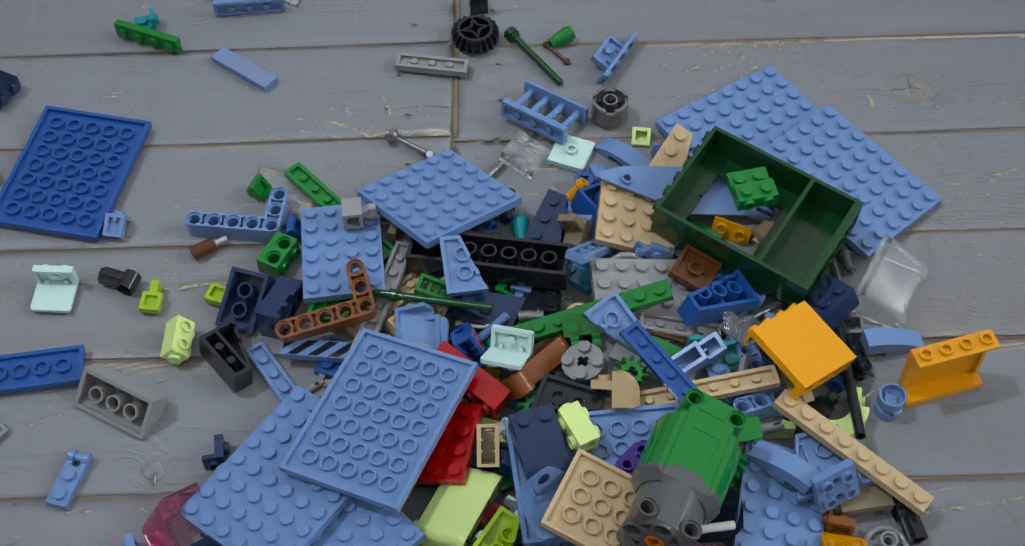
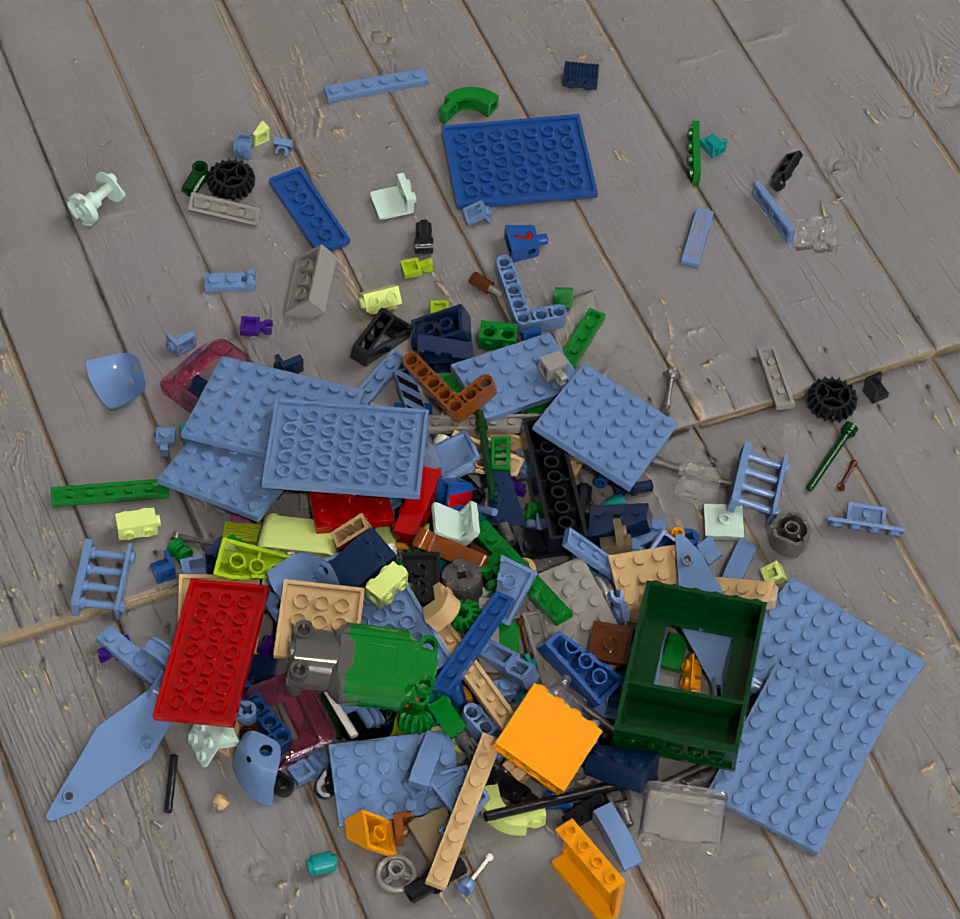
camera: 65 degrees right, 0 degrees up
(146, 473) = (252, 326): none -> dark purple plate
(173, 198) = (523, 241): none -> blue torso
(459, 270) = (522, 458): medium blue wing -> none
(563, 36) = (868, 472): green cone -> none
(752, 188) = (702, 650): green plate -> none
(834, 485) = (423, 798): medium blue plate -> none
(890, 402) = (543, 844): medium blue wheel -> none
(920, 481) = (467, 884): none -> medium blue hinge

